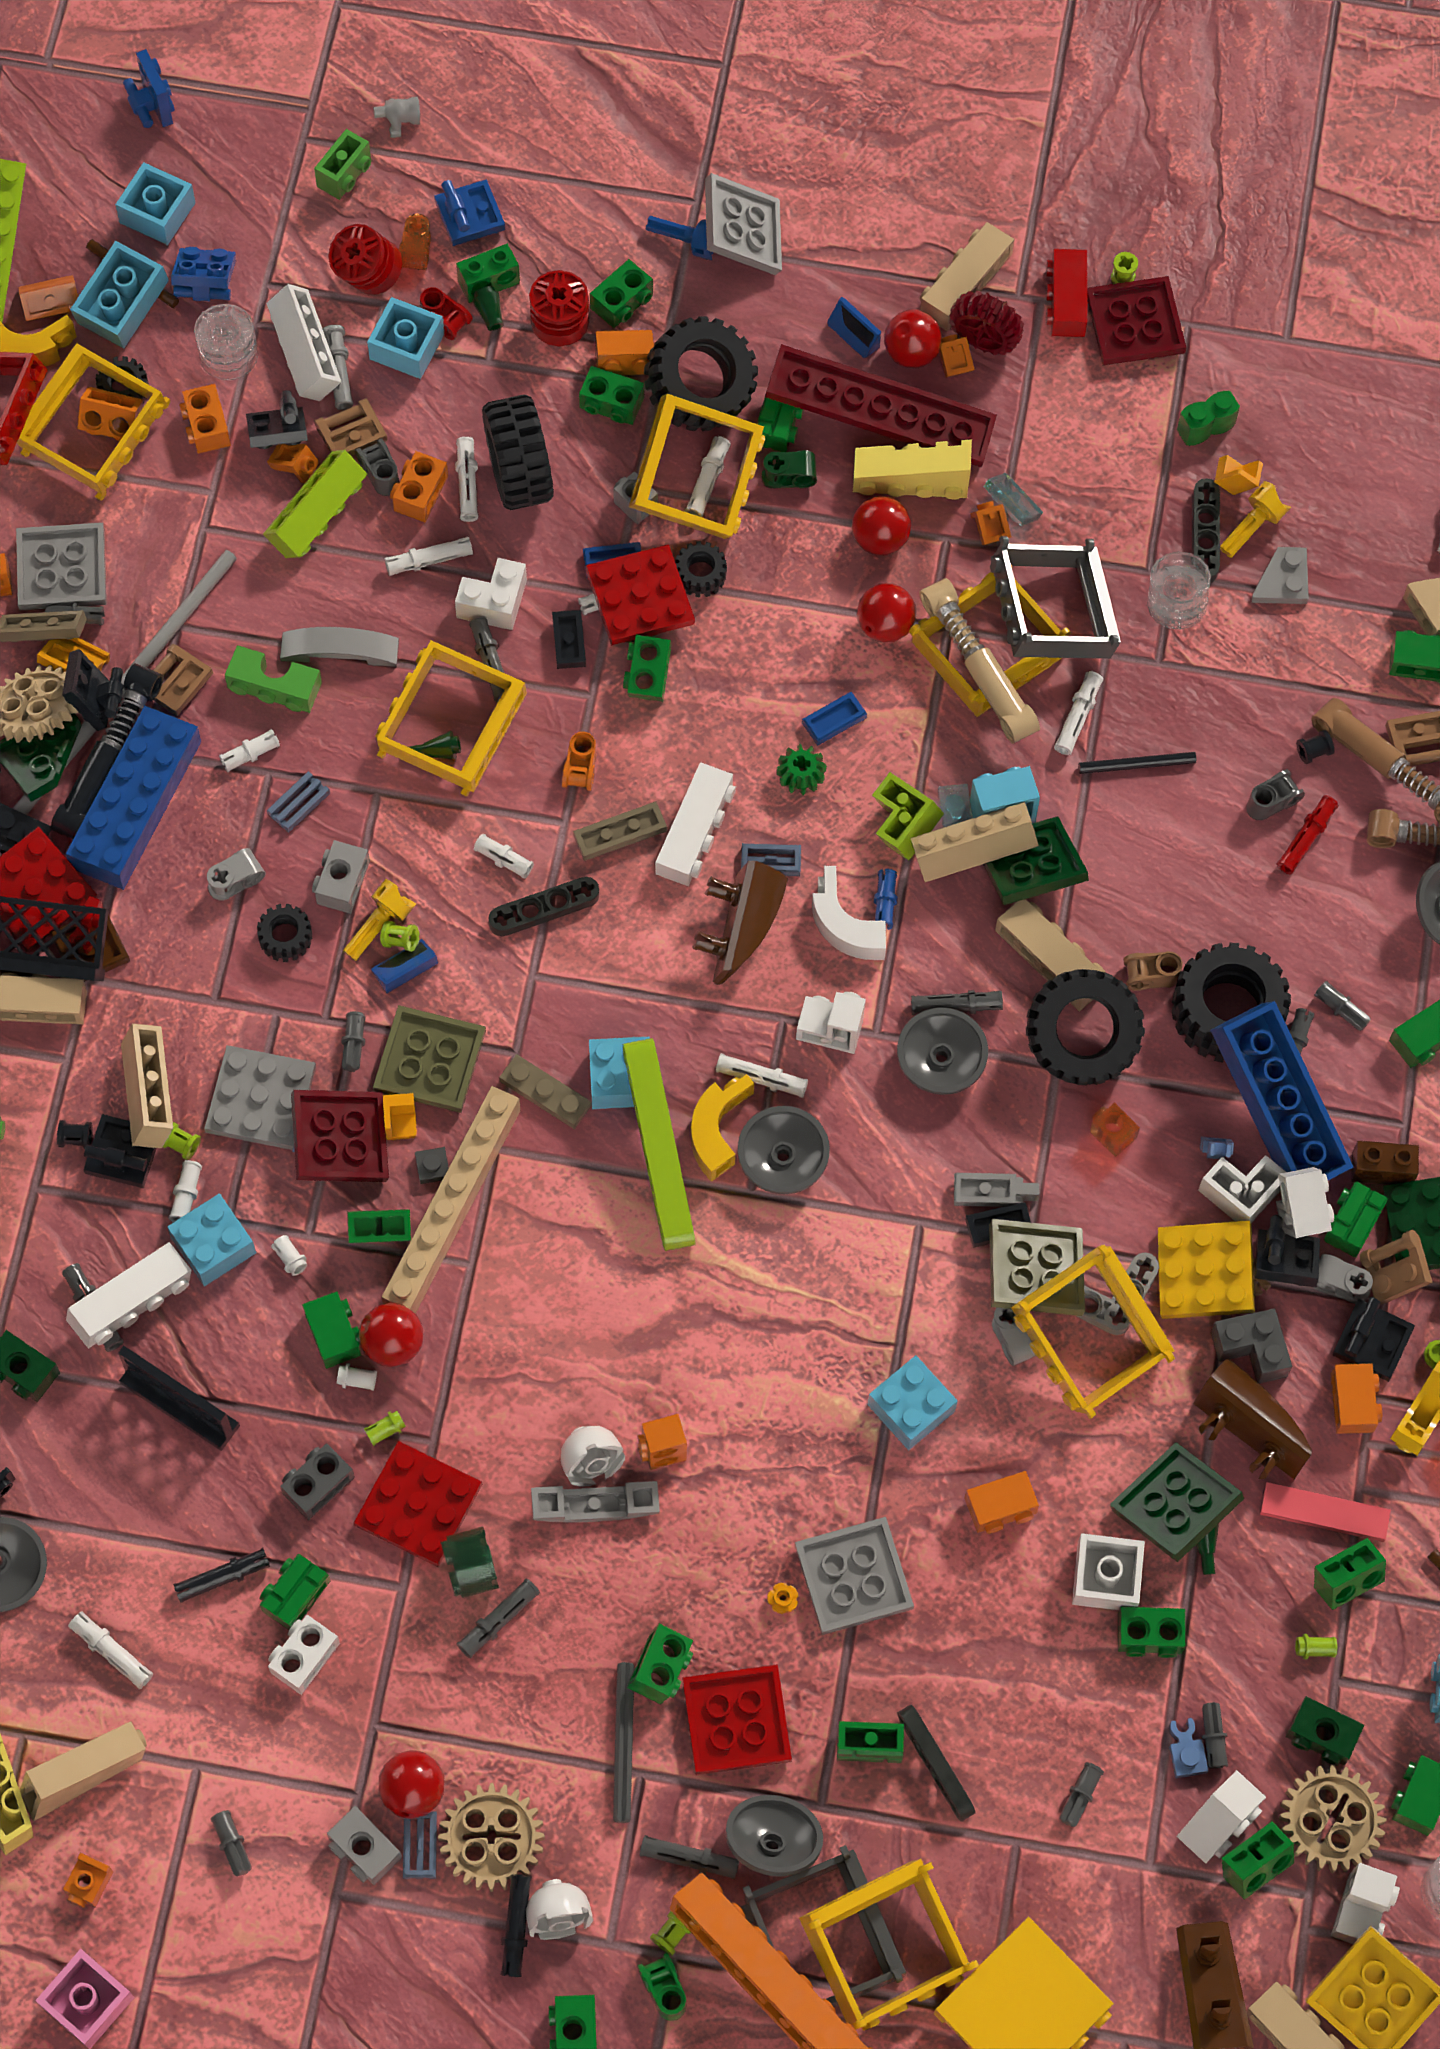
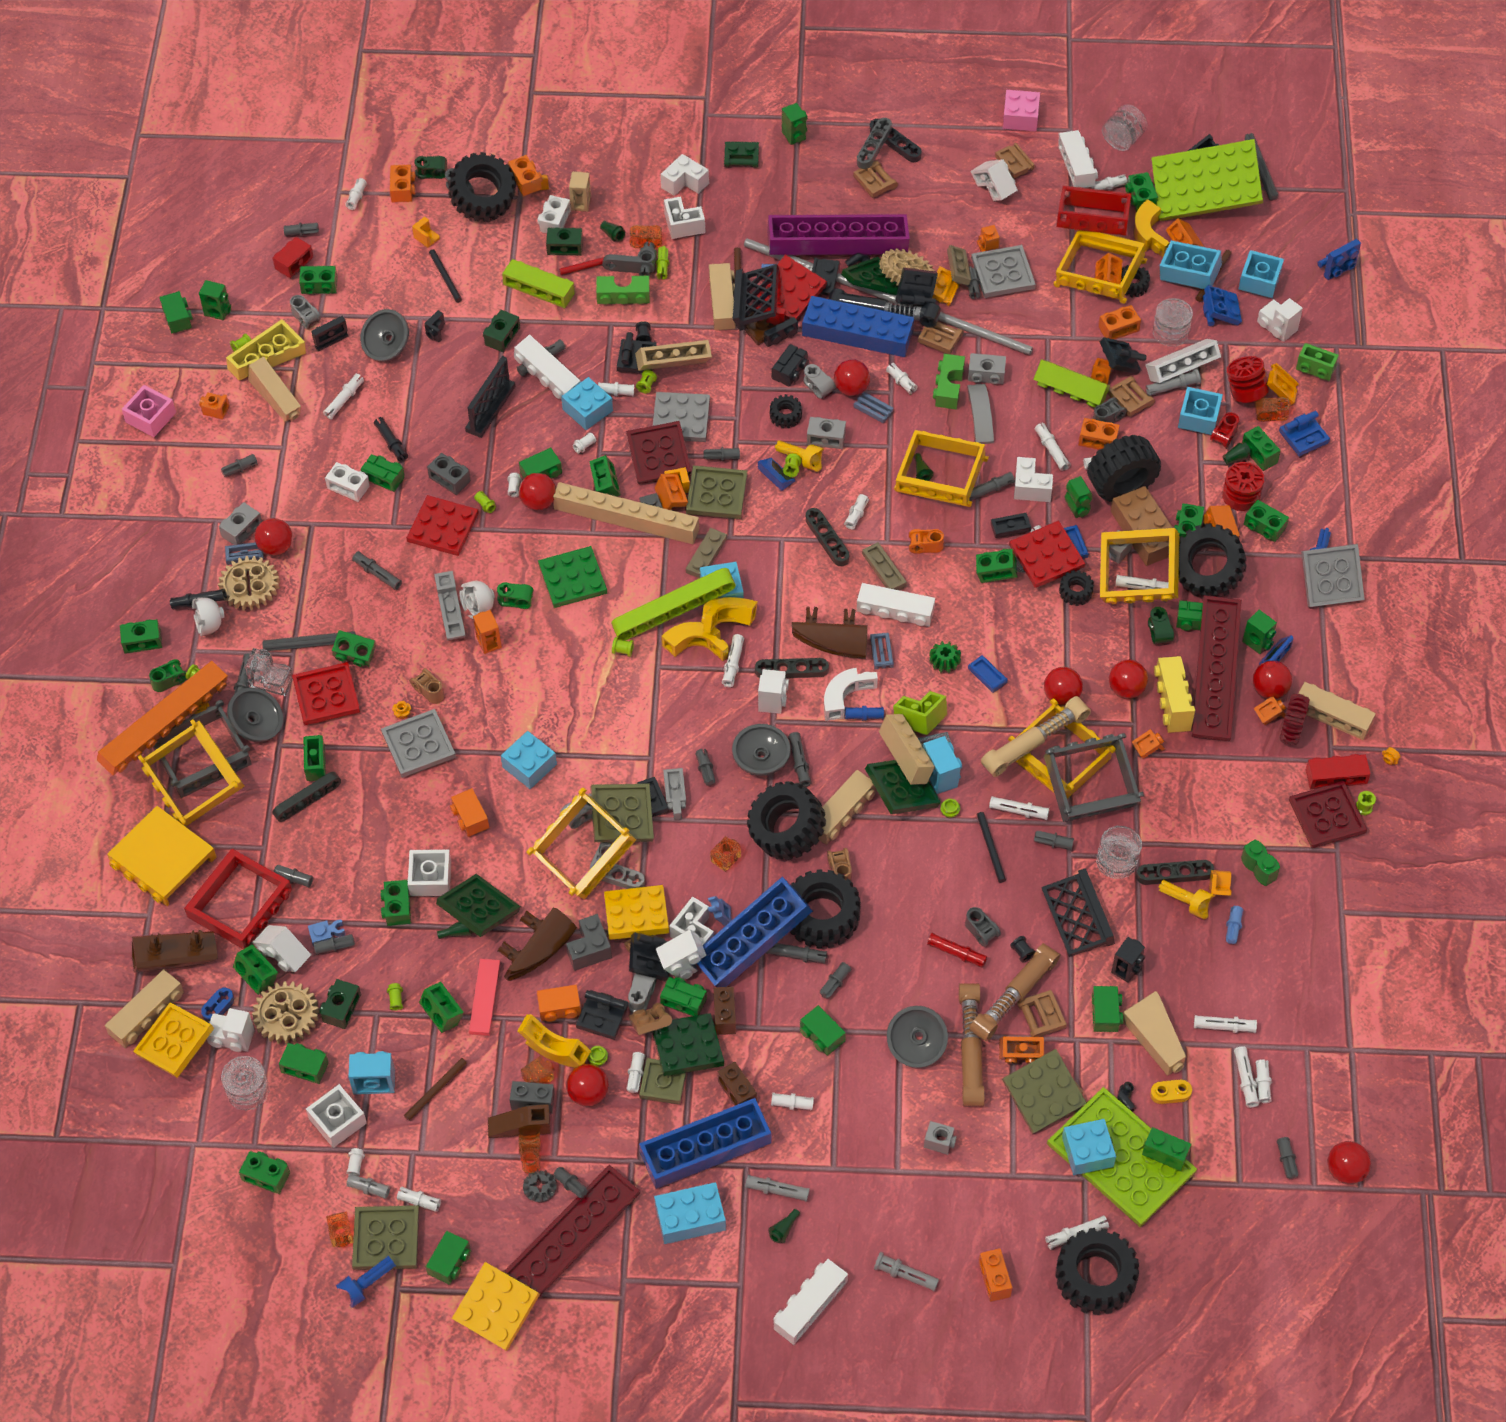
camera: 85 degrees right, 10 degrees down
(116, 905) = (780, 332): none -> black plate
(192, 912) = (789, 365): none -> black brick
(247, 818) = (852, 377): none -> red piece
(250, 197) = (1281, 319): none -> white brick
(258, 606) = (987, 368): none -> light grey brick
(379, 218) = (1282, 383): none -> light orange plate
(399, 112) = (1368, 388): light grey piece -> none
(423, 1128) = (670, 491): none -> orange panel
(471, 1562) = (404, 547): clear green brick -> none
(545, 531) = (1078, 497): none -> green brick
(558, 1303) = (572, 577): none -> green plate
(588, 1391) = (516, 596): none -> green piece
(600, 453) = (1140, 512): none -> medium nougat brick
(675, 1051) = (728, 610): none -> yellow arch
(691, 1808) = (266, 674): none -> clear brick
(713, 1238) = (622, 646): none -> lime bush
(743, 1551) = (426, 684): none -> medium nougat piece
(783, 992) = (791, 664): none -> pearl dark grey beam
(783, 1132) = (679, 664): dark grey dish -> none
(828, 334) = (1259, 632): none -> green brick
(953, 1140) = (705, 766): none -> dark grey axle
(1014, 499) = (1169, 754): clear light blue plate -> none
(1049, 223) = (1391, 756): none -> light orange plate
(1066, 806) = (950, 808): none -> lime plate
(1089, 1926) = (217, 879): none -> red window
(1137, 675) = (1054, 840): none -> dark grey axle
(1255, 642) = (1093, 905): none -> black fence
(1284, 578) = (1150, 923): light grey wing -> none
(1300, 1935) = (216, 1004): none -> blue beam
(1301, 472) = (1234, 924): none -> medium blue axle
(1354, 609) = (1128, 959): none -> black brick

